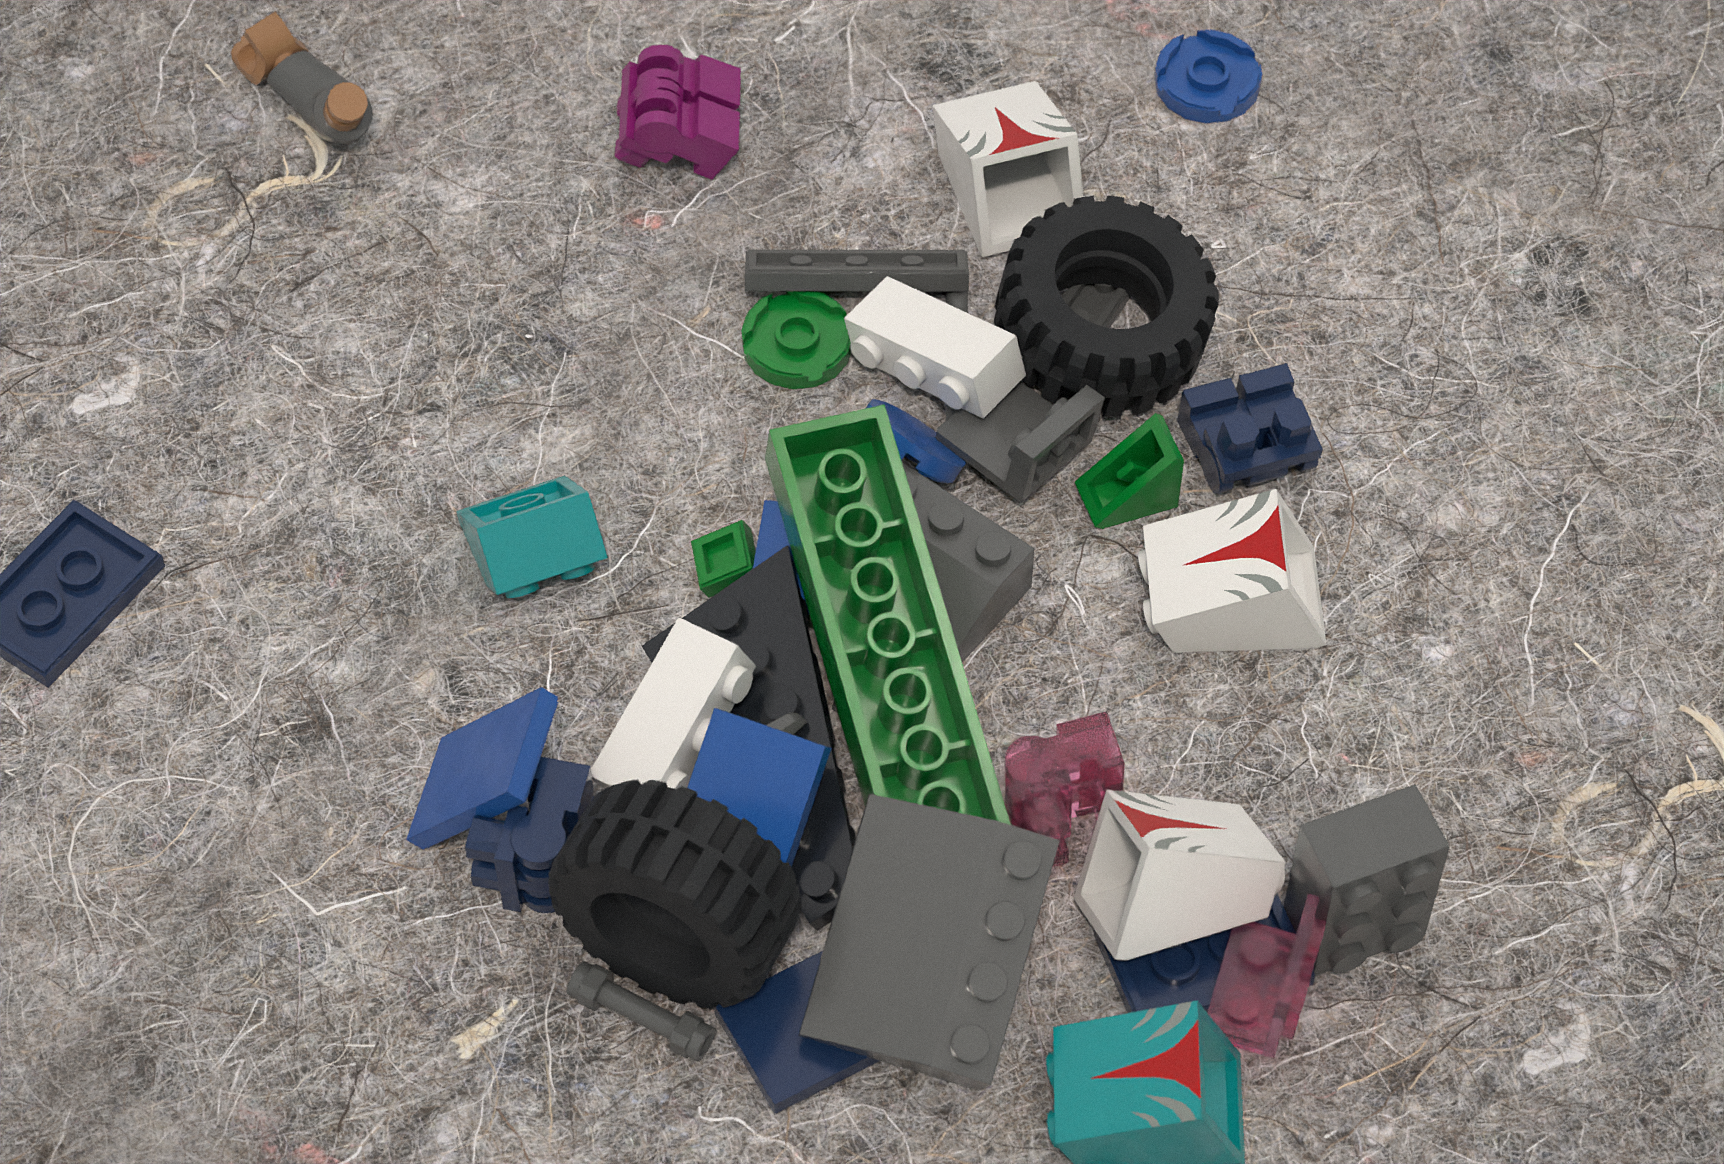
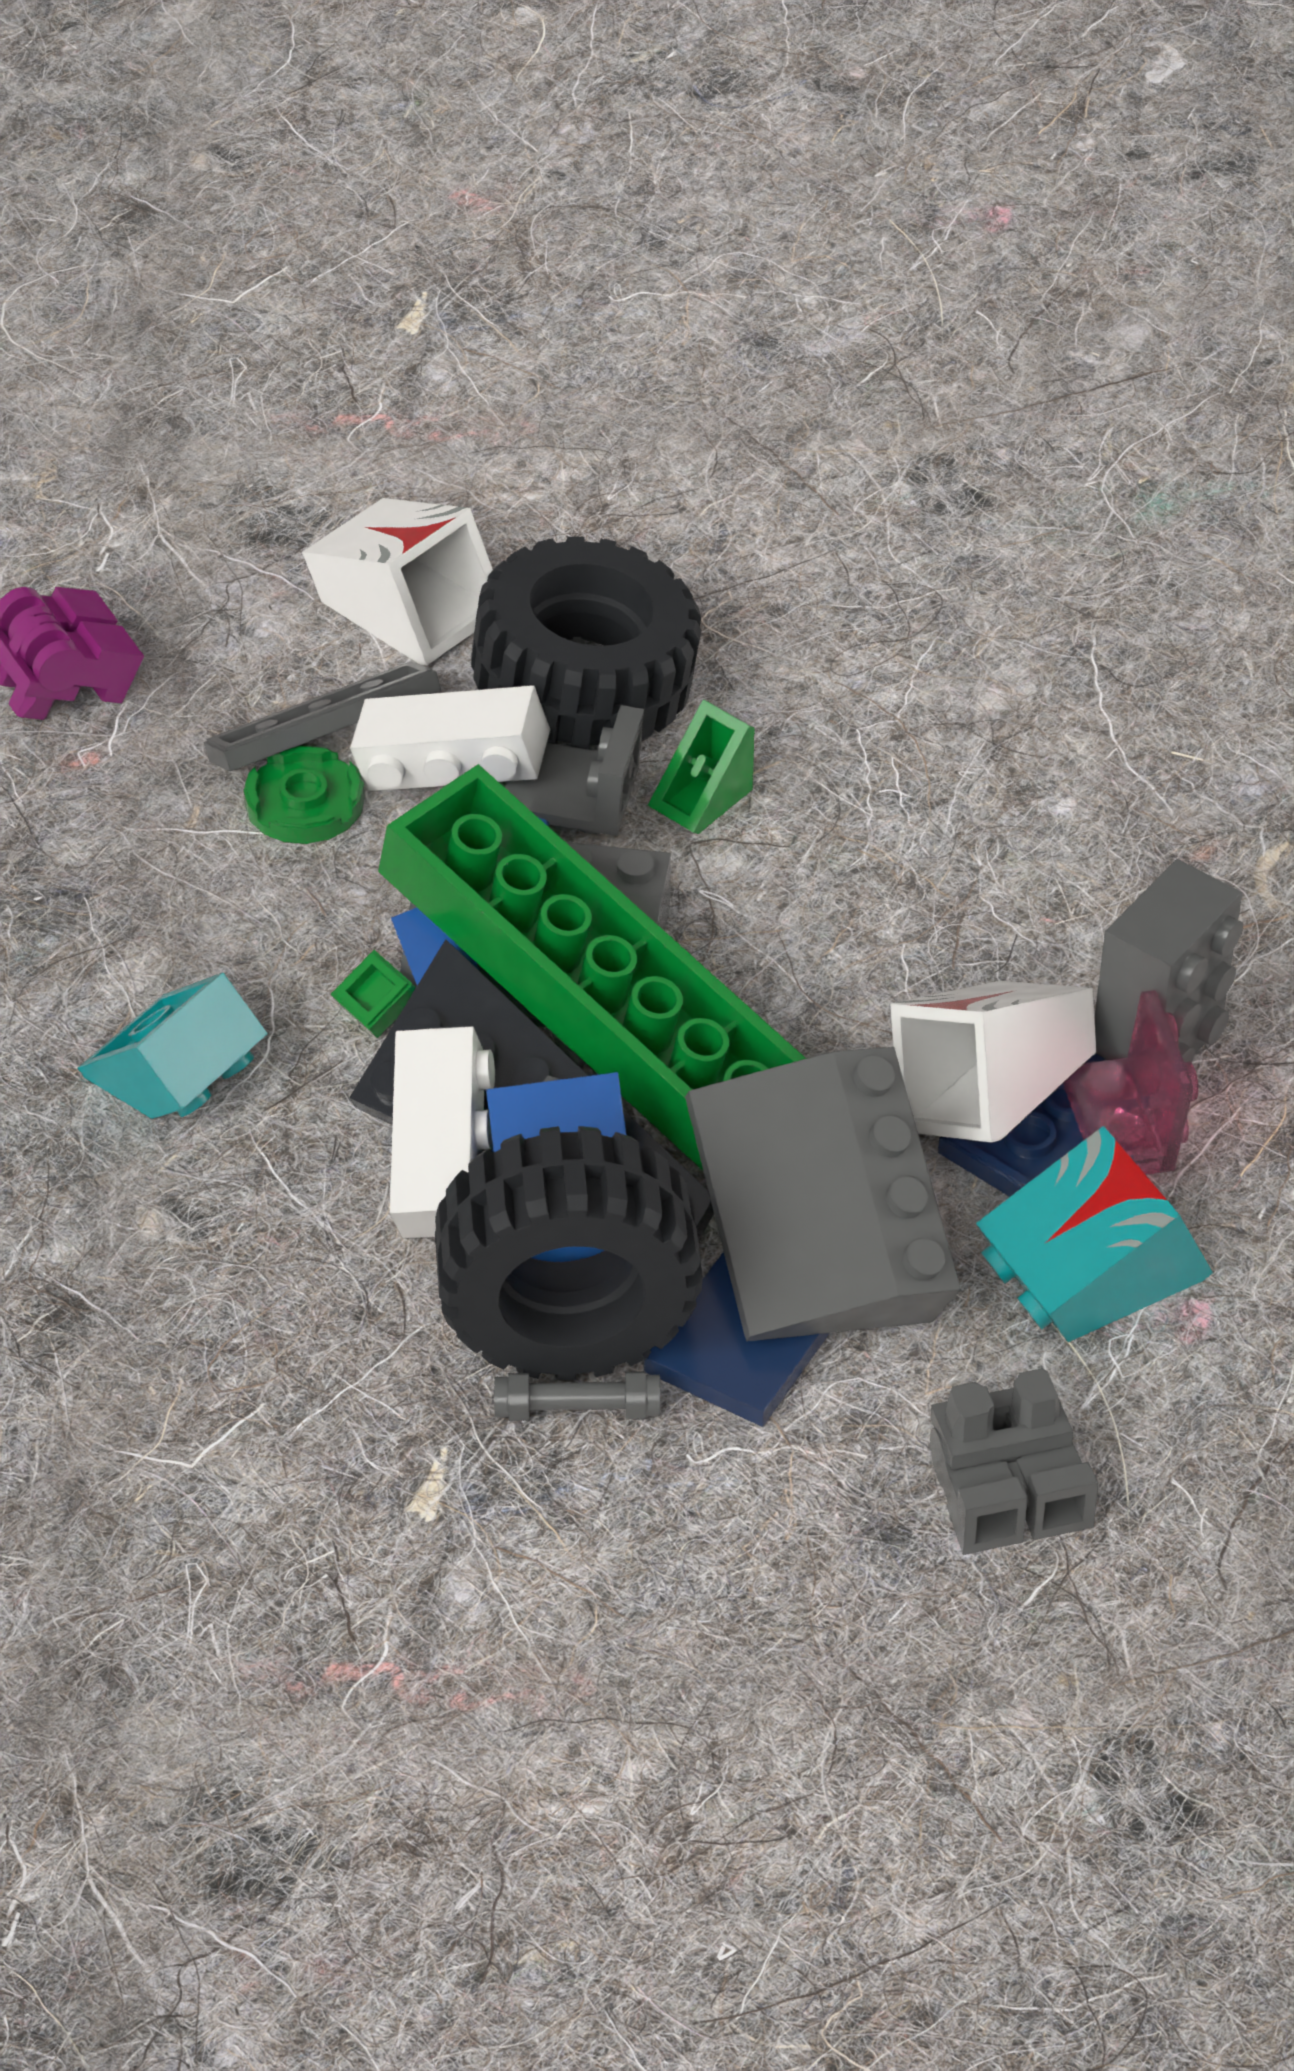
camera: 30 degrees left, 10 degrees down
(483, 768) = (290, 1246): blue tile -> none
(520, 851) = (385, 1297): dark blue hips -> none
(1062, 777) = (842, 1005): clear pink hips -> none
(1208, 76) = (525, 449): blue tile -> none
(1233, 579) = (854, 812): white slope -> none
(1249, 428) = (784, 691): dark blue hips -> none

